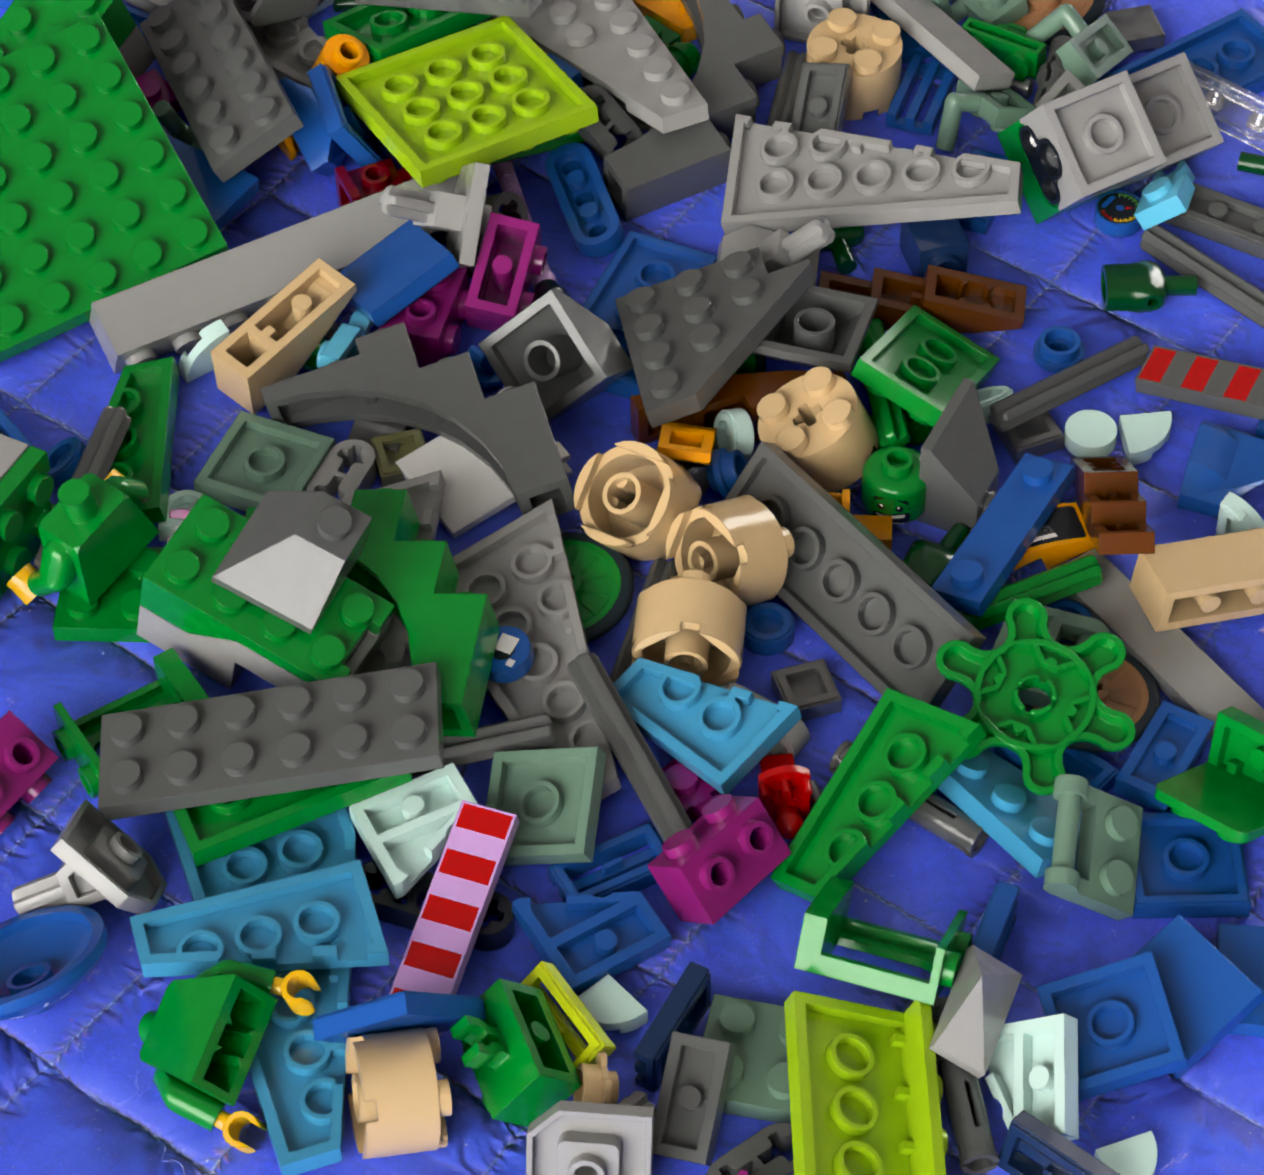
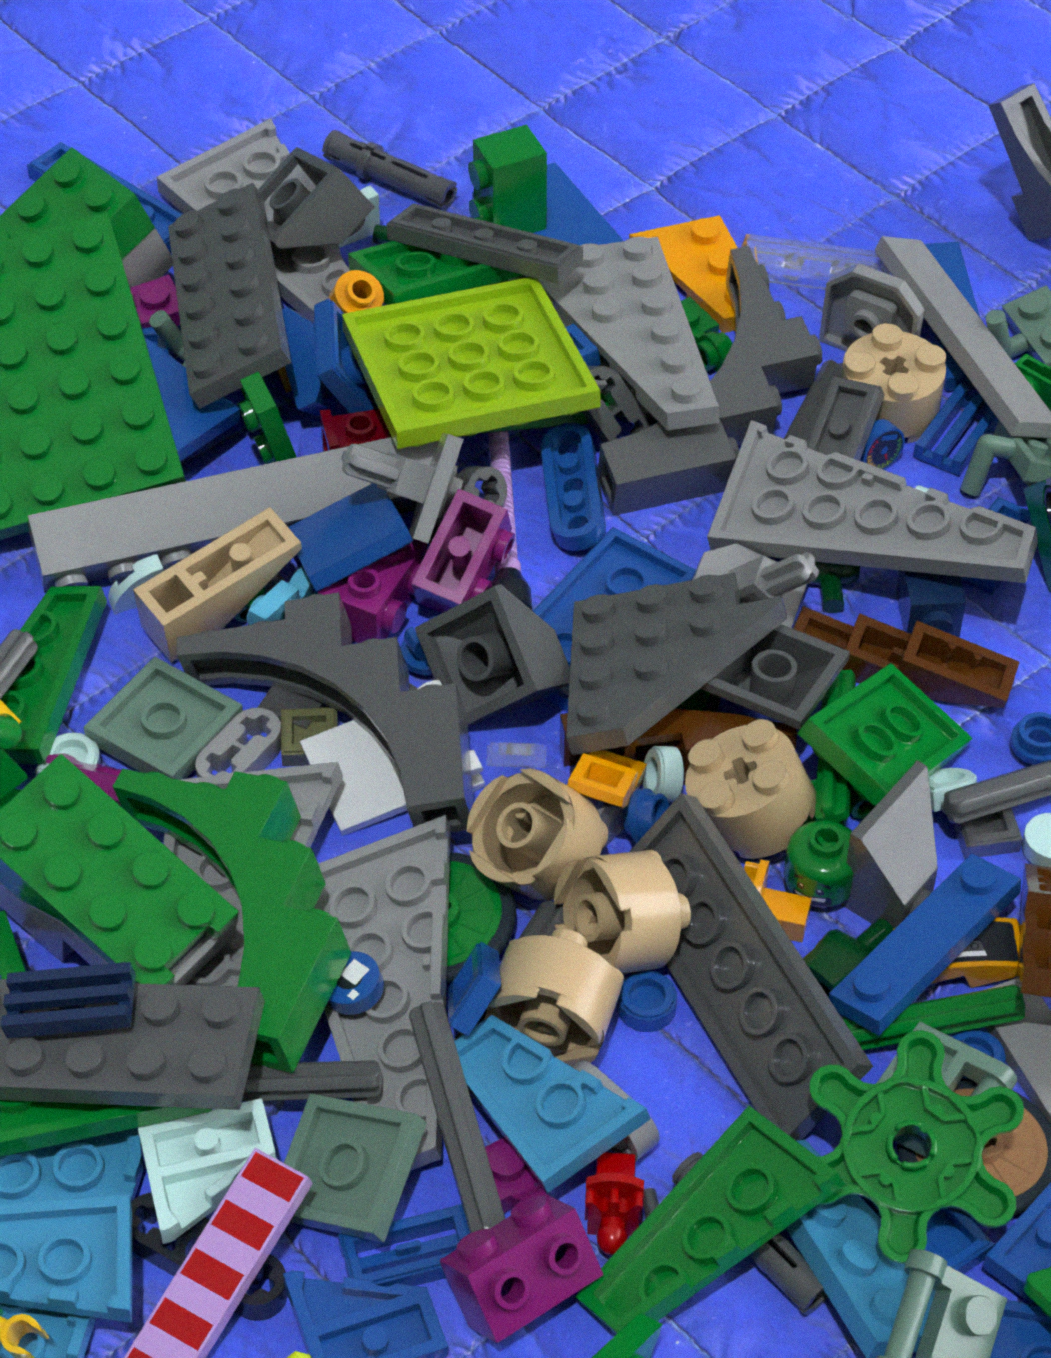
camera: 10 degrees right, 0 degrees up
(266, 694) = (69, 991): none -> dark blue tile
(285, 181) = (262, 414): none -> green plate
(295, 555) = (137, 841): dark grey slope -> none
(604, 434) = (517, 755): none -> clear tile
(616, 638) = (474, 988): none -> blue tile
(808, 687) = (671, 1082): flat silver tile -> none
(859, 116) = (883, 445): none -> tile

